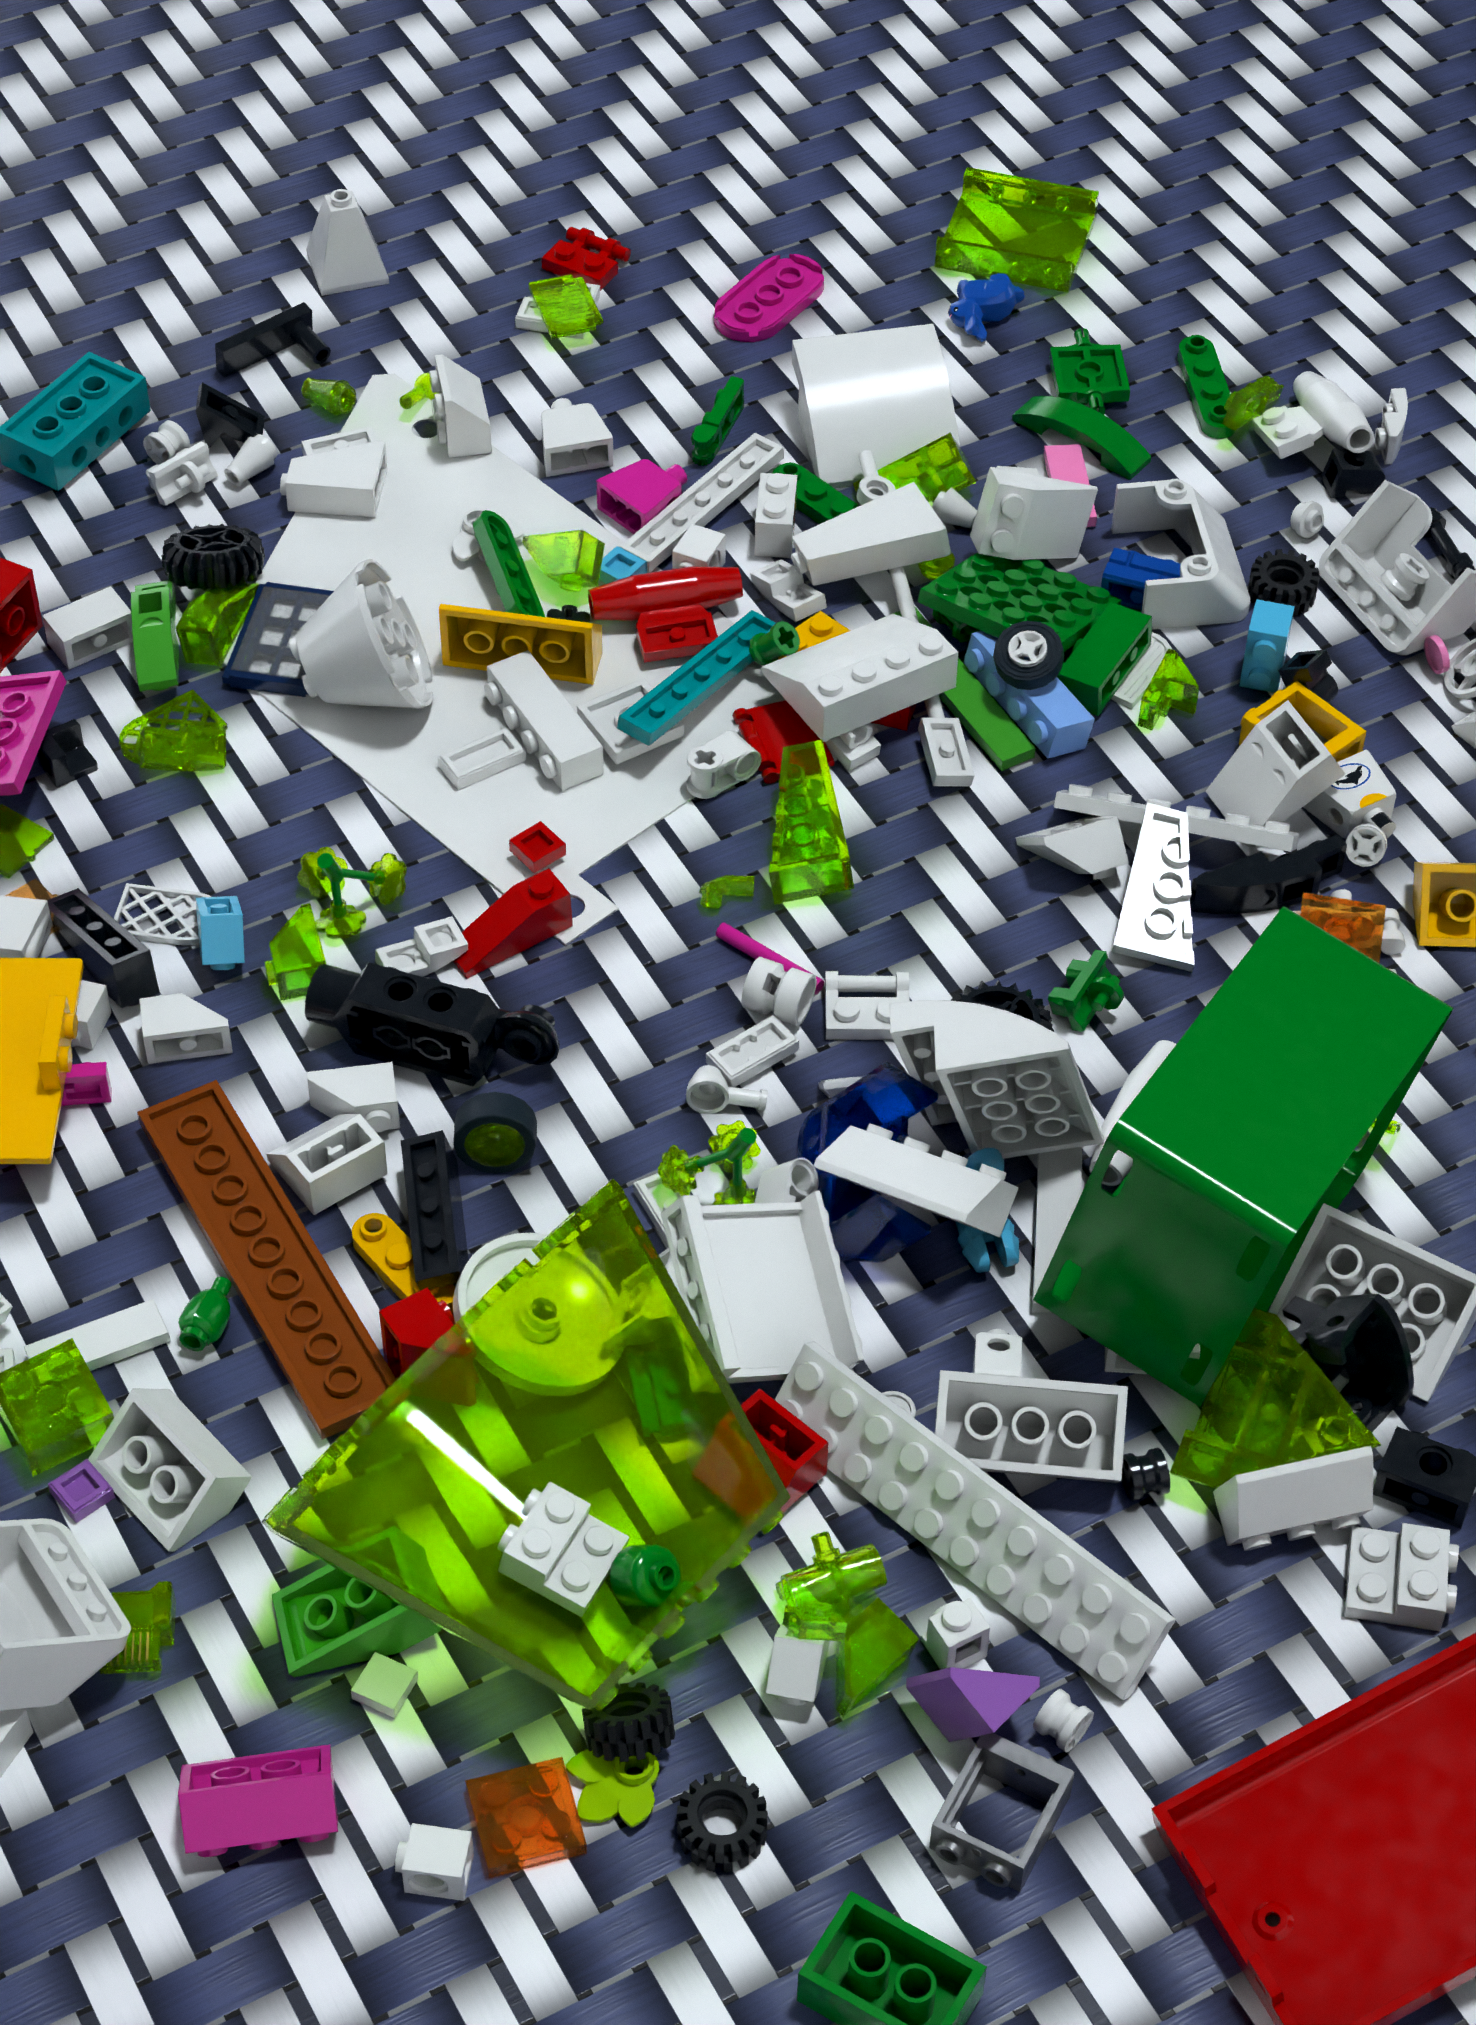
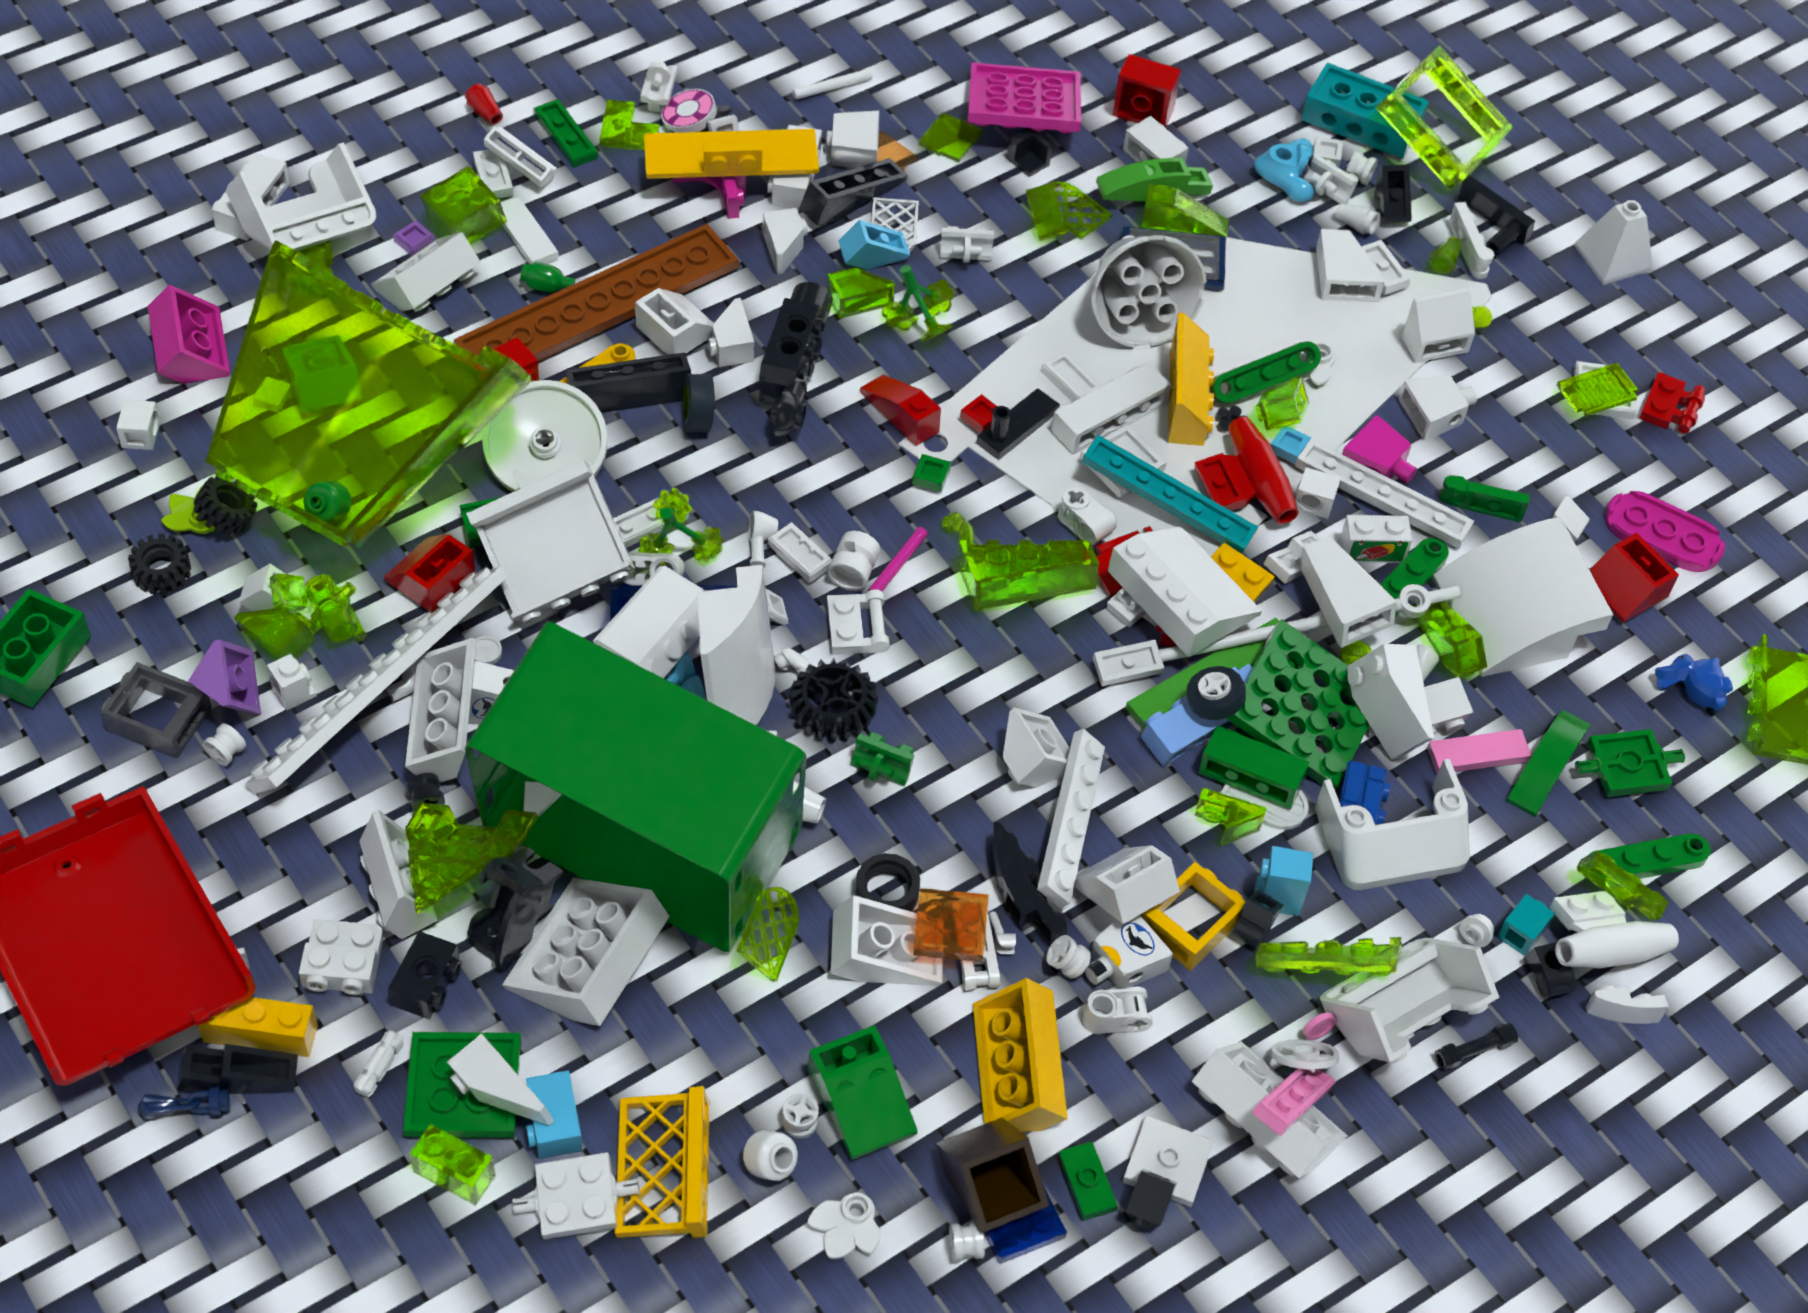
camera: 80 degrees right, 5 degrees up
(74, 333) = (1465, 98): none -> clear neon green window
(128, 471) = (1328, 149): none -> white plate
(148, 506) = (1284, 165): none -> medium azure head
(213, 557) = (1235, 201): black gear -> none
(228, 833) = (966, 243): none -> white hips
(290, 370) = (1473, 248): none -> white plate
(430, 949) = (872, 359): white slope -> none
(526, 1817) = (172, 469): clear orange plate -> none
(560, 1548) = (344, 452): white plate -> none
(565, 817) = (1014, 425): none -> black piece
(630, 907) = (931, 473): none -> green plate
(748, 366) = (1572, 516): none -> white slope
(770, 646) = (1200, 536): green bush -> none
(844, 310) = (1633, 577): none -> red slope
(1156, 904) = (979, 802): white wing -> none
(1288, 569) = (1392, 893): black tyre -> none
(1300, 479) = (1526, 925): none -> teal brick
(1357, 622) = (1331, 955): none -> clear neon green wing
(1404, 576) = (1400, 993): white wheel -> none
(1428, 817) = (1123, 1009): none -> white piece

